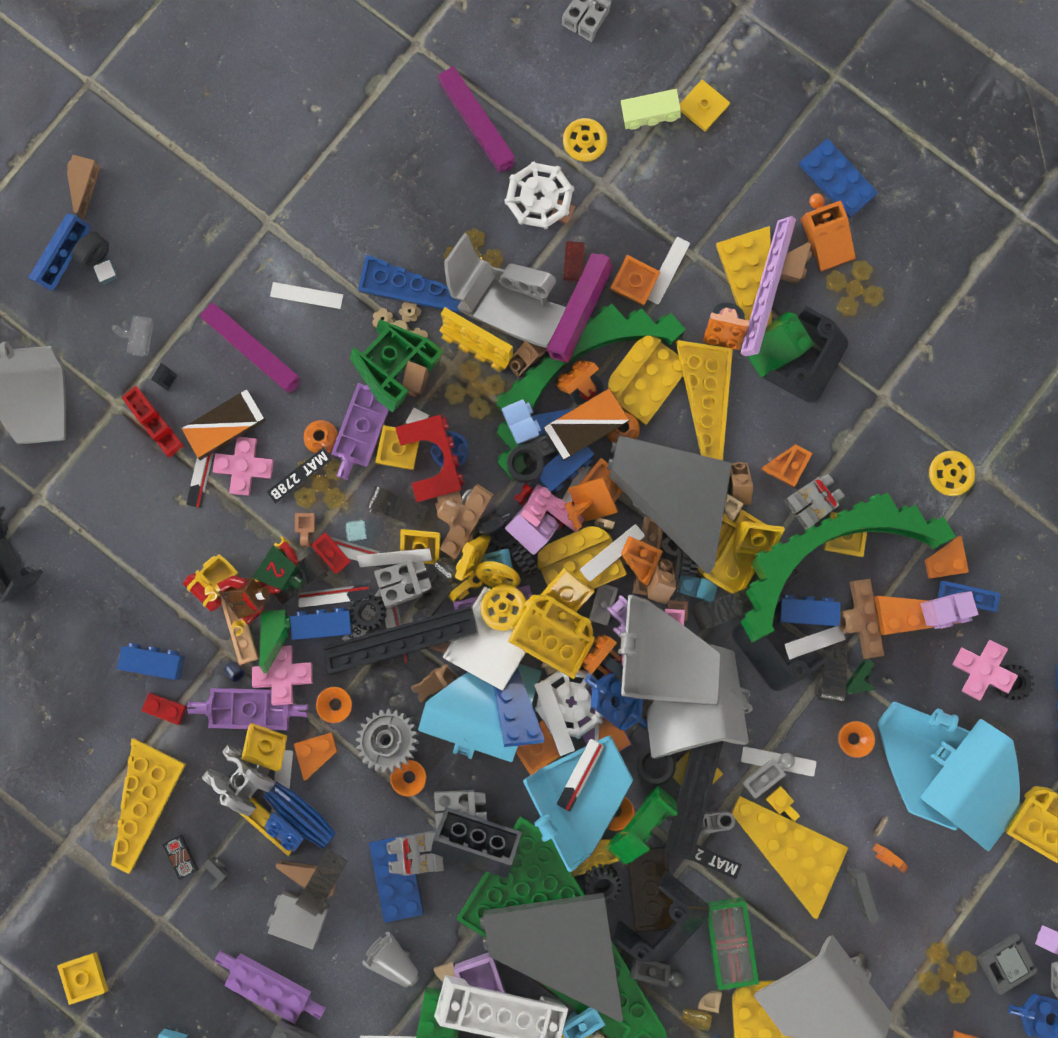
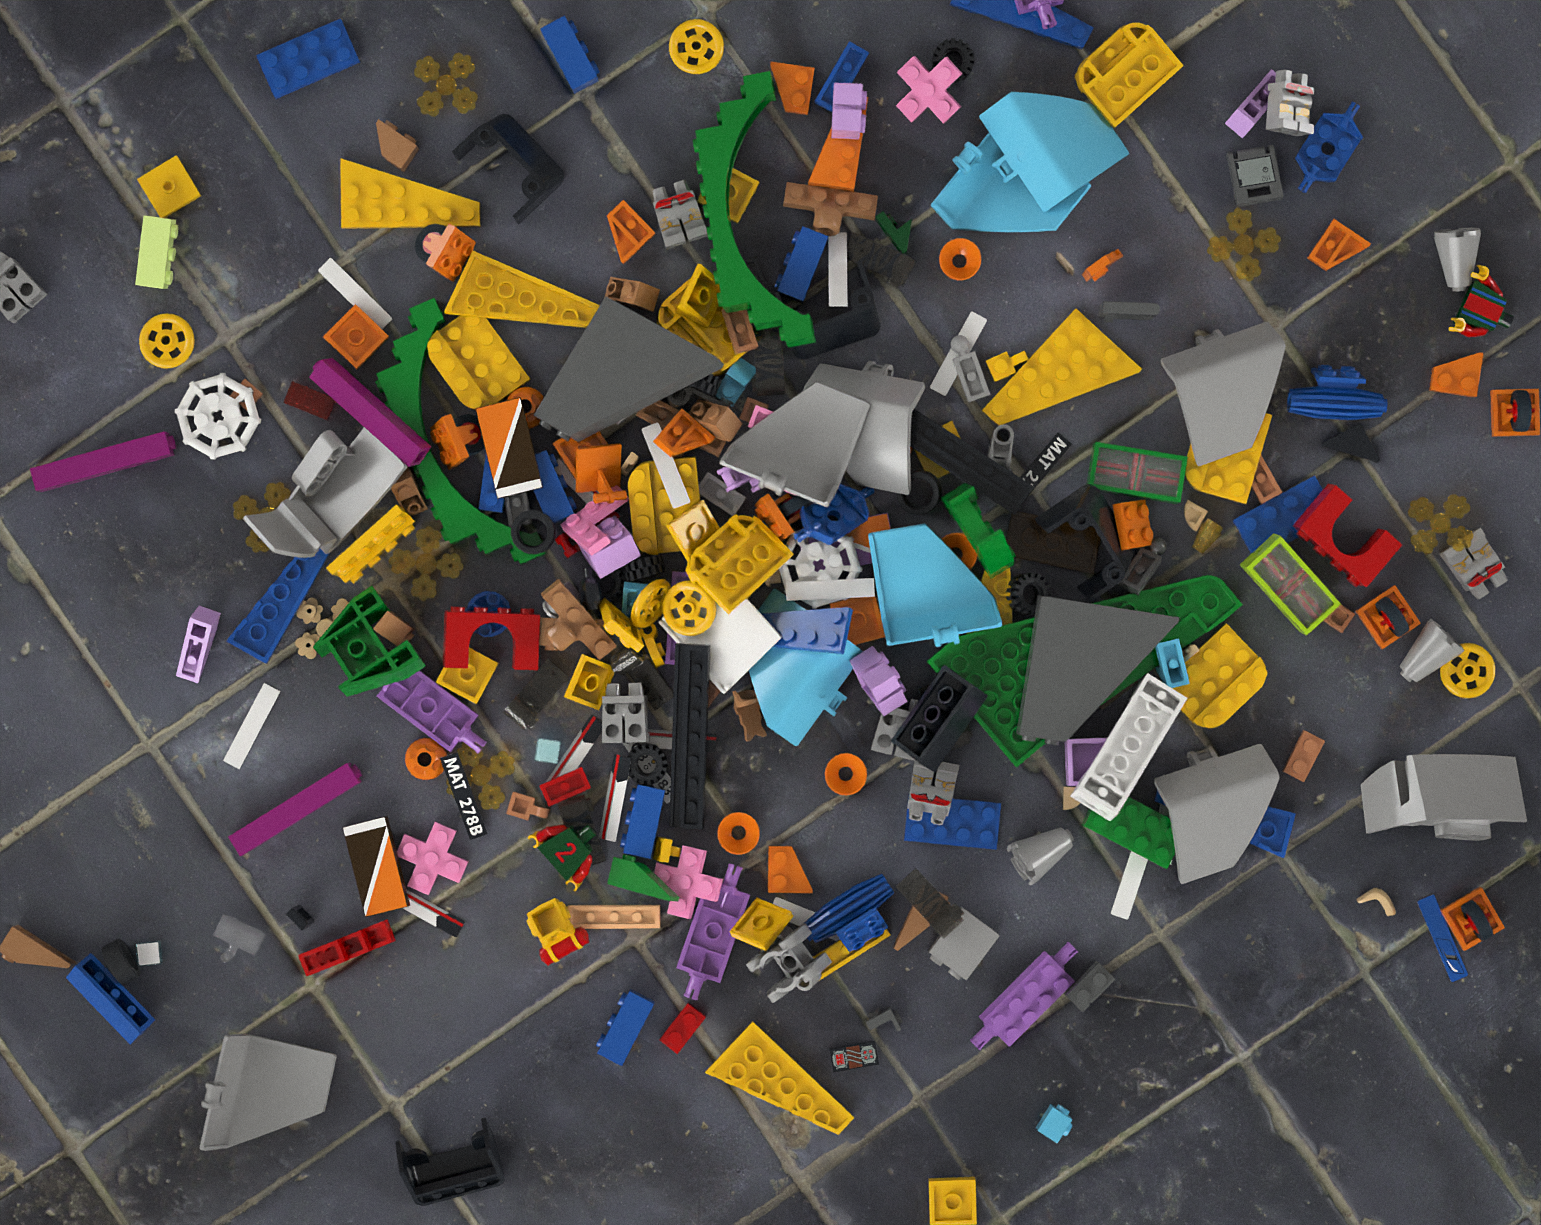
camera: 70 degrees left, 5 degrees up
(233, 668) = (663, 938): dark blue piece -> none
(242, 596) = (584, 899): torso -> none
(303, 649) = (664, 849): none -> yellow tile
(358, 233) = (197, 643): none -> lavender slope
(373, 738) = (781, 785): light grey gear -> none
(394, 557) = (593, 715): white sticker -> none
(416, 415) = (436, 640): white tile -> none
(492, 782) = (879, 680): none -> lavender piece
(520, 422) = (484, 522): light blue brick -> none
(580, 775) = (902, 580): sticker -> none
(687, 954) = (1133, 524): none -> orange plate
(732, 507) = (656, 313): tan tile -> none
(739, 578) = (740, 331): none -> nougat plate
(768, 286) = (413, 186): lavender tile -> none
(782, 342) = (484, 197): green slope -> none
(829, 240) = (378, 93): orange slope -> none
(912, 376) = (570, 54): none -> blue brick

